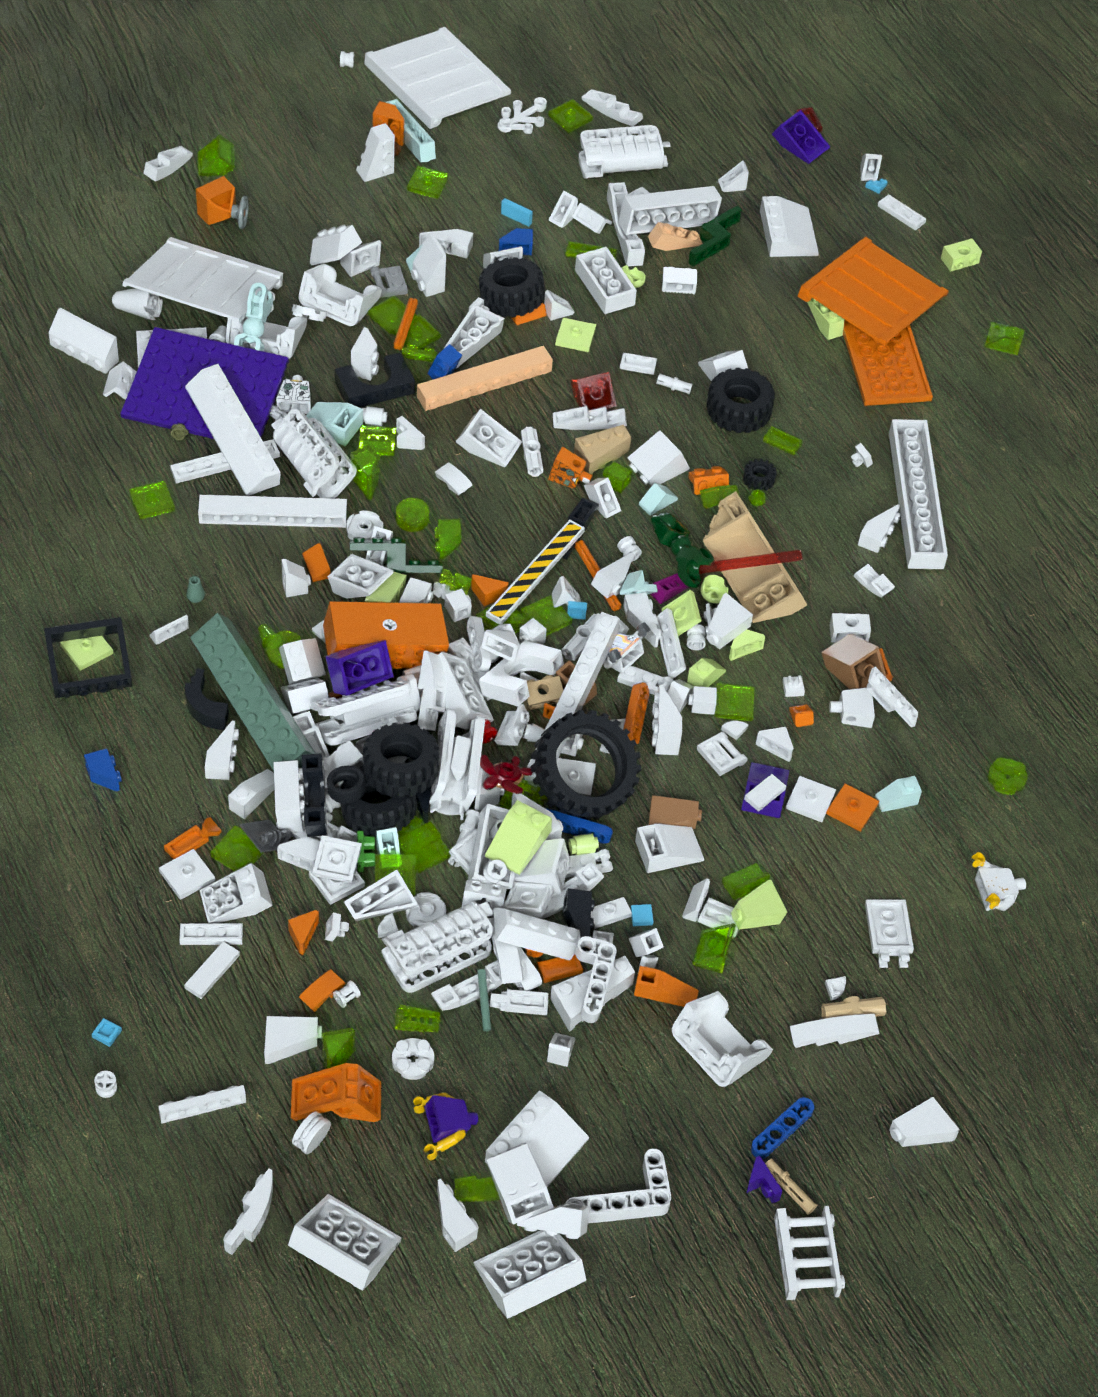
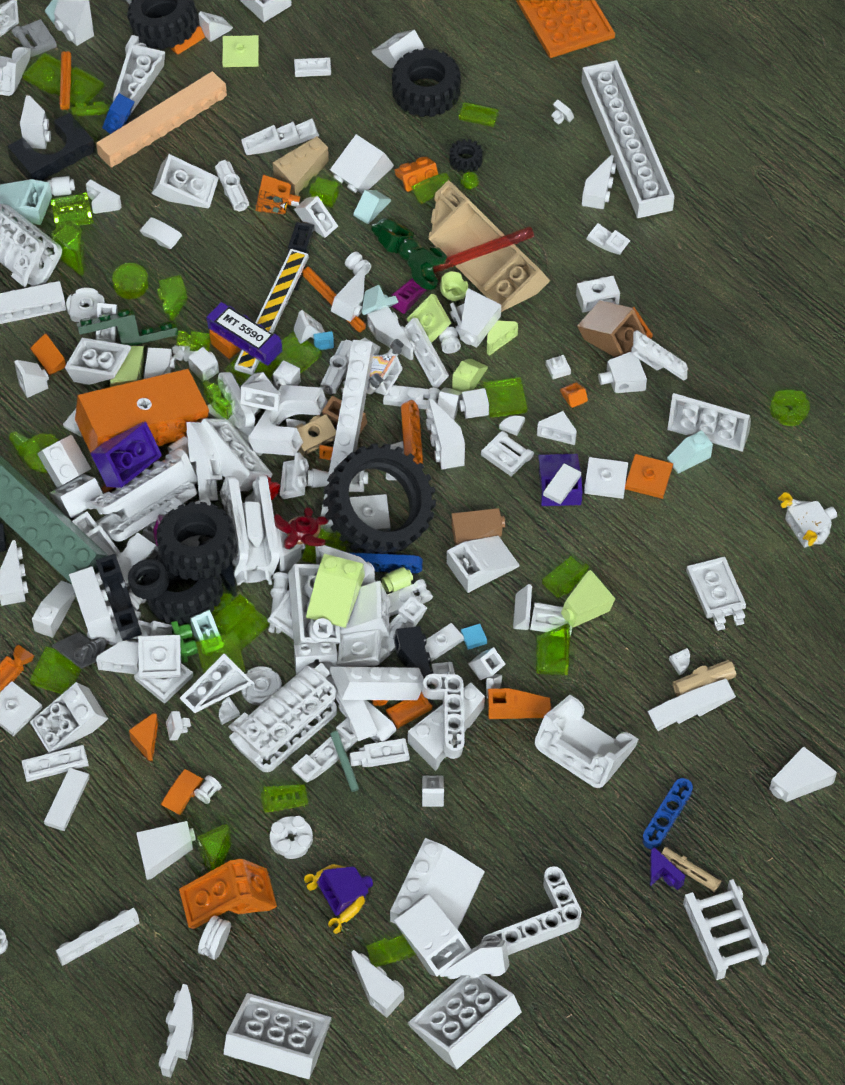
camera: 10 degrees left, 5 degrees up
(459, 638) = (213, 395): none -> clear neon green slope
(503, 585) = (244, 333): none -> brick
(594, 391) = (276, 107): clear red slope -> none
(674, 383) = (354, 80): white pin -> none
(933, 774) = (718, 423): none -> white slope

